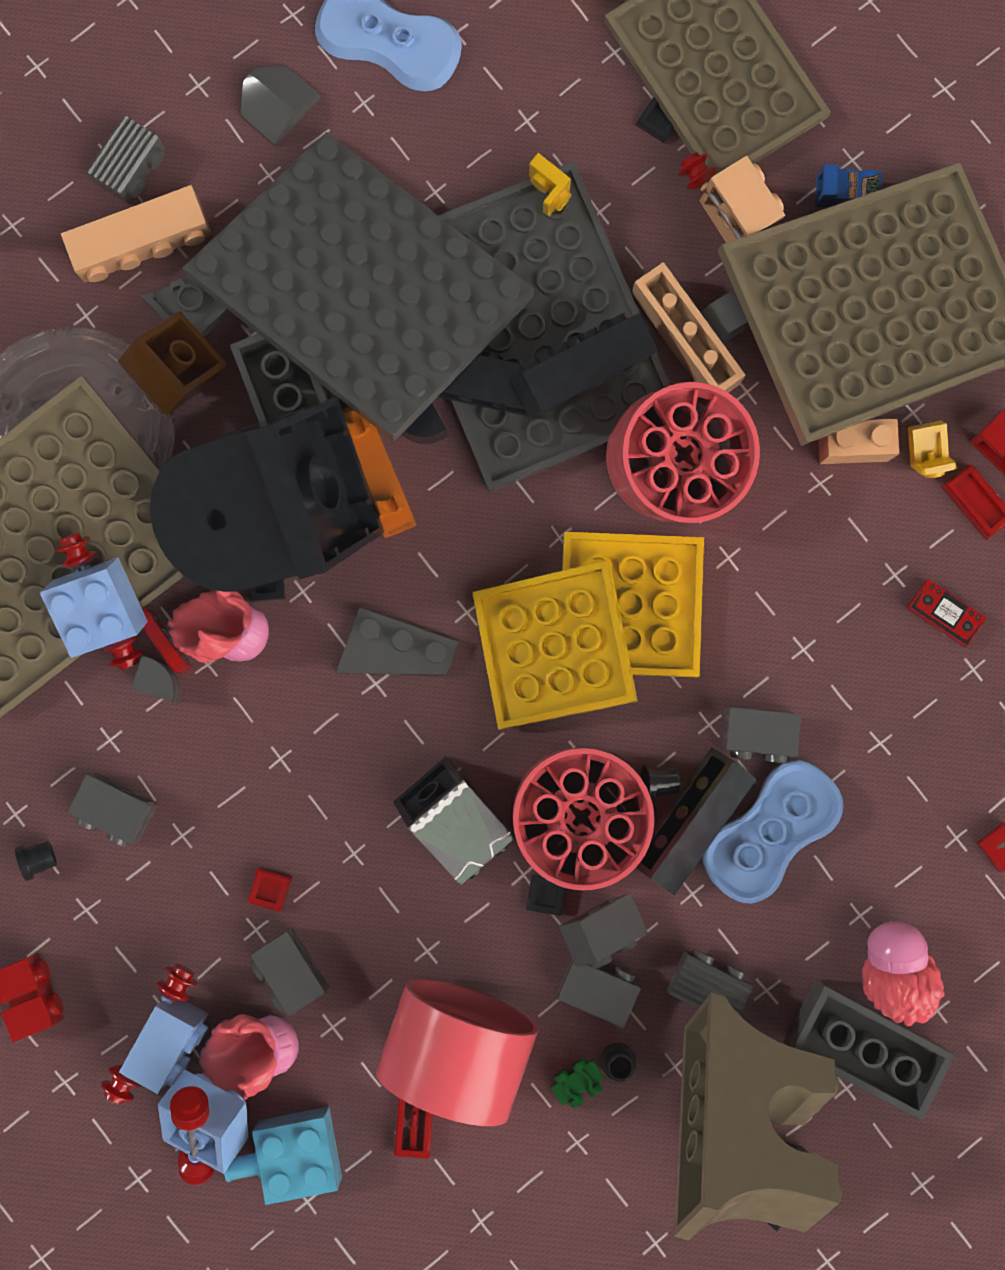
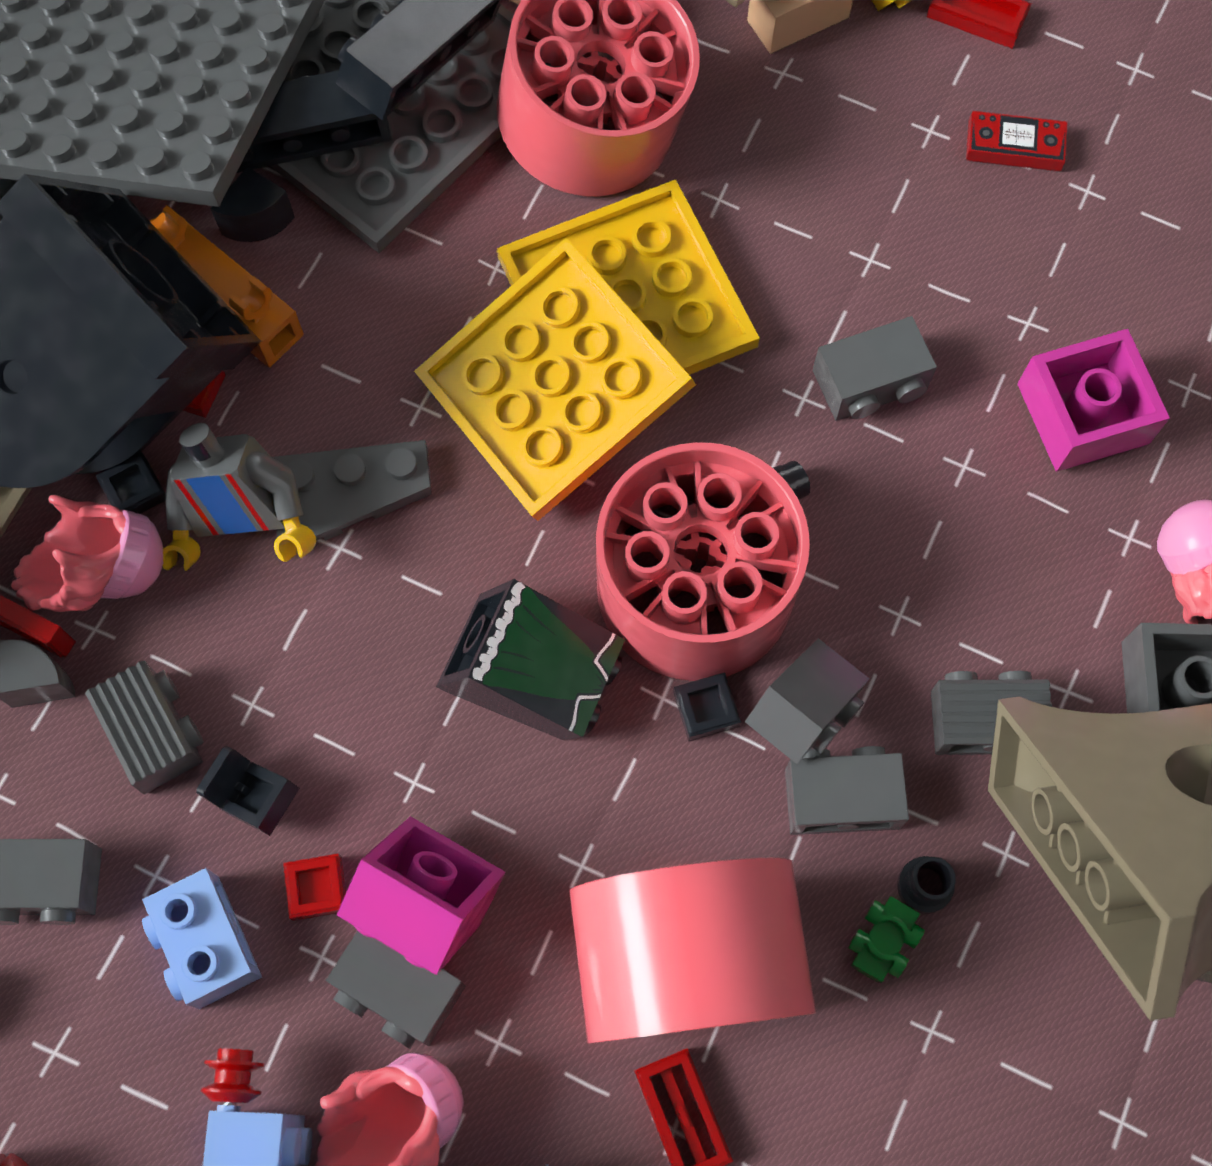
camera: 25 degrees left, 15 degrees down
(191, 892) = (199, 940): none -> light blue brick
(212, 747) = (145, 726): none -> dark grey brick
(255, 817) = (247, 790): none -> black bracket
(325, 628) = (230, 489): none -> dark grey torso
(325, 935) = (420, 894): none -> dark pink brick
(694, 819) = (850, 510): black brick -> none
(790, 812) = (951, 512): light blue plate -> none
(884, 825) = (1092, 400): none -> dark pink brick

